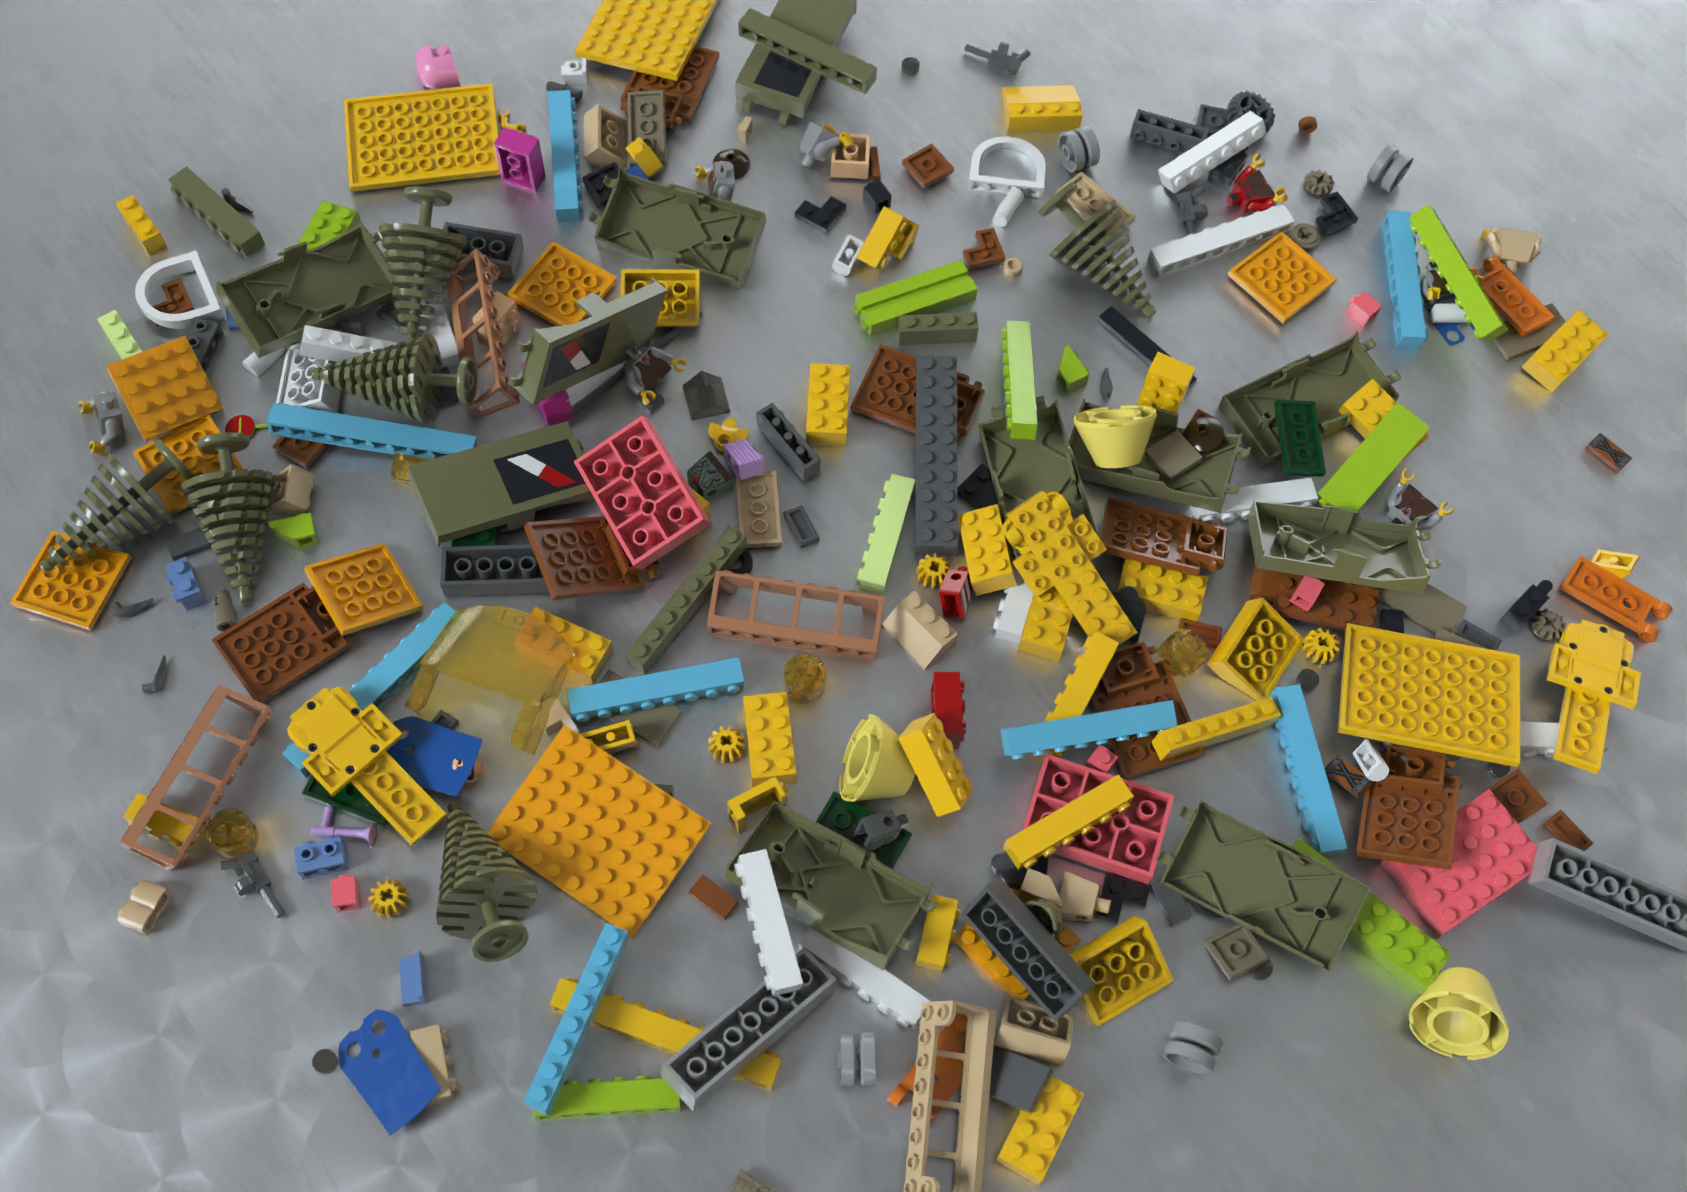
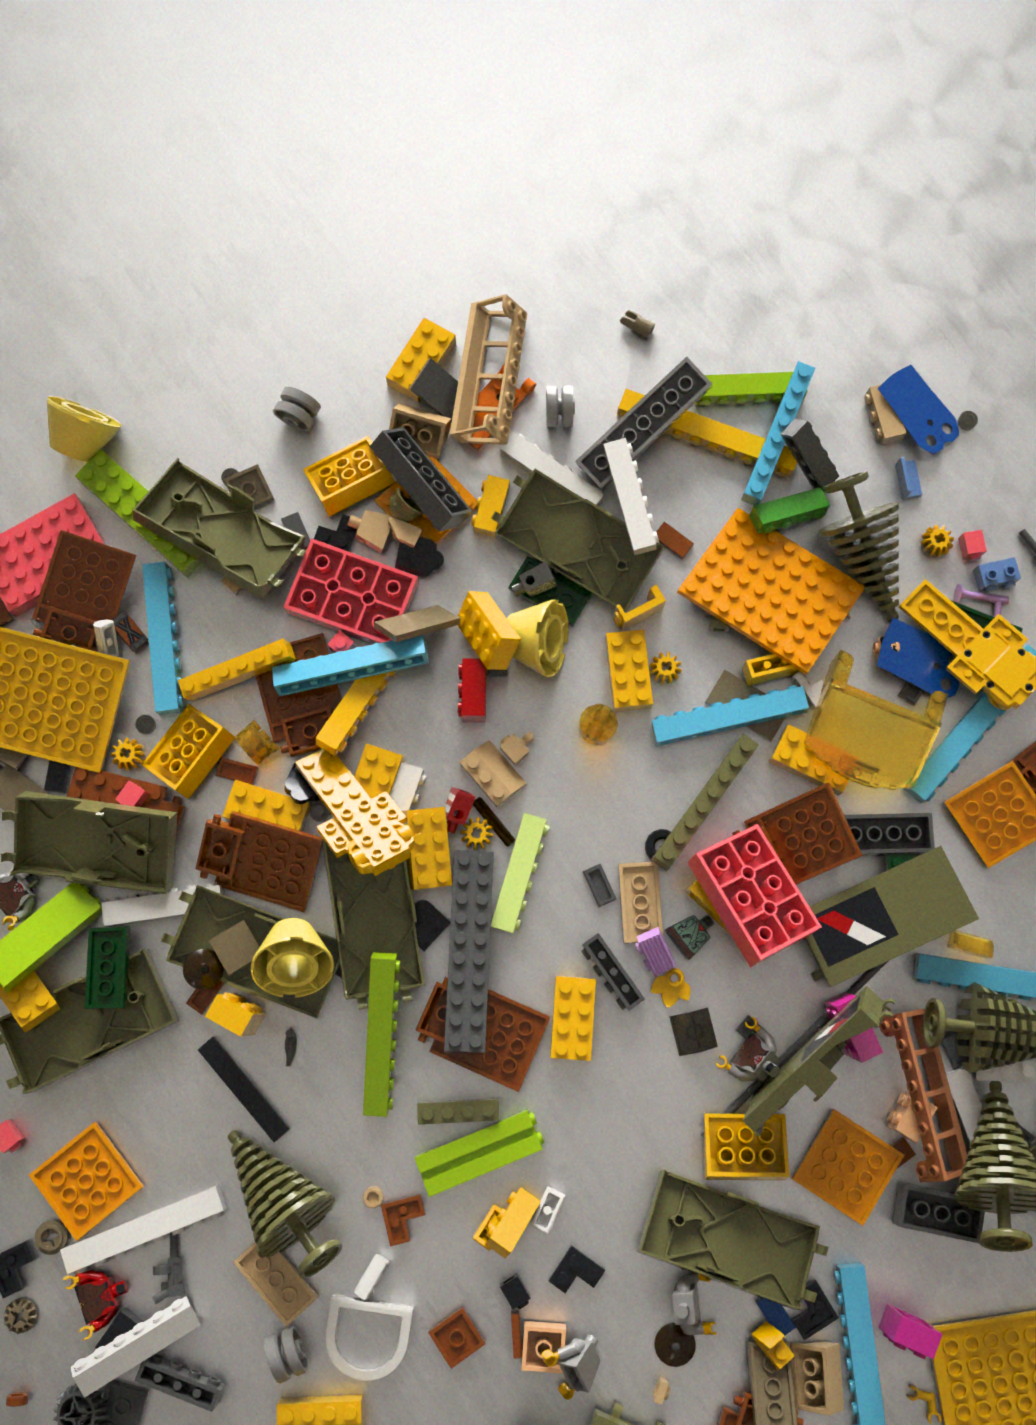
camera: 175 degrees left, 15 degrees up
(538, 990) = (809, 453): none -> dark grey brick
(570, 926) = (789, 510): none -> bright green brick
(791, 636) = (608, 766): nougat window -> none
(895, 656) = (515, 748): none -> tan brick
(915, 584) = (493, 820): none -> dark brown axle
(1017, 772) = (416, 623): none -> dark tan tile
(1068, 822) = (377, 579): yellow brick -> none
(1072, 372) = (326, 1057): lime slope -> none

